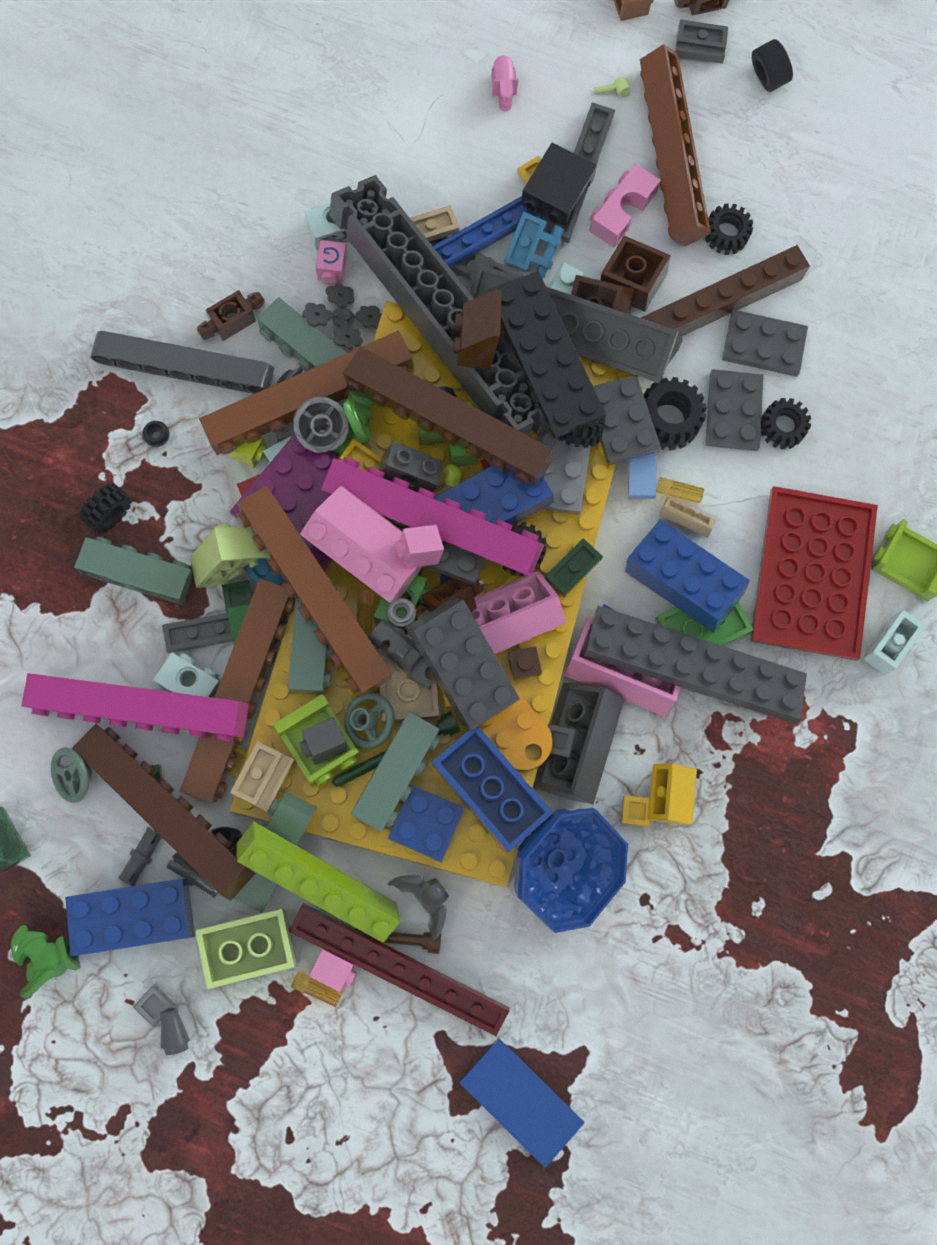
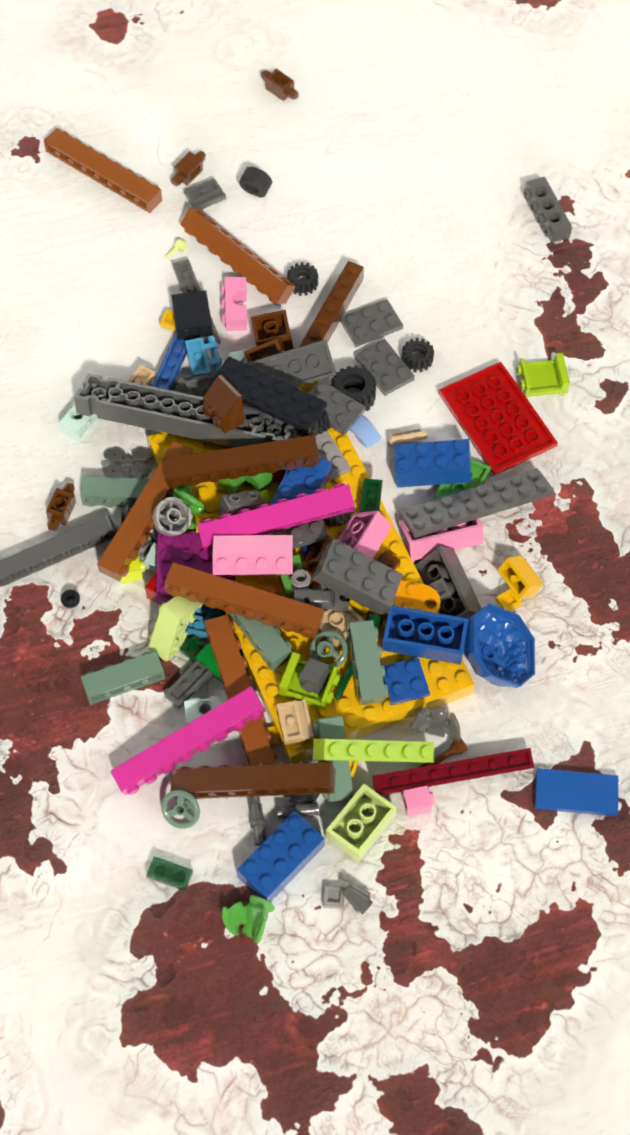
camera: 30 degrees left, 15 degrees down
(105, 508) = (78, 654): black tyre -> none
(316, 989) = (417, 819): clear yellow piece -> none
(331, 262) = (95, 440): bright pink brick -> none
(420, 546) = (286, 531): bright pink brick -> none
(504, 81) = (113, 284): bright pink arm -> none
(680, 490) = (391, 426): clear yellow piece -> none
(894, 642) = (568, 421): light aqua brick -> none

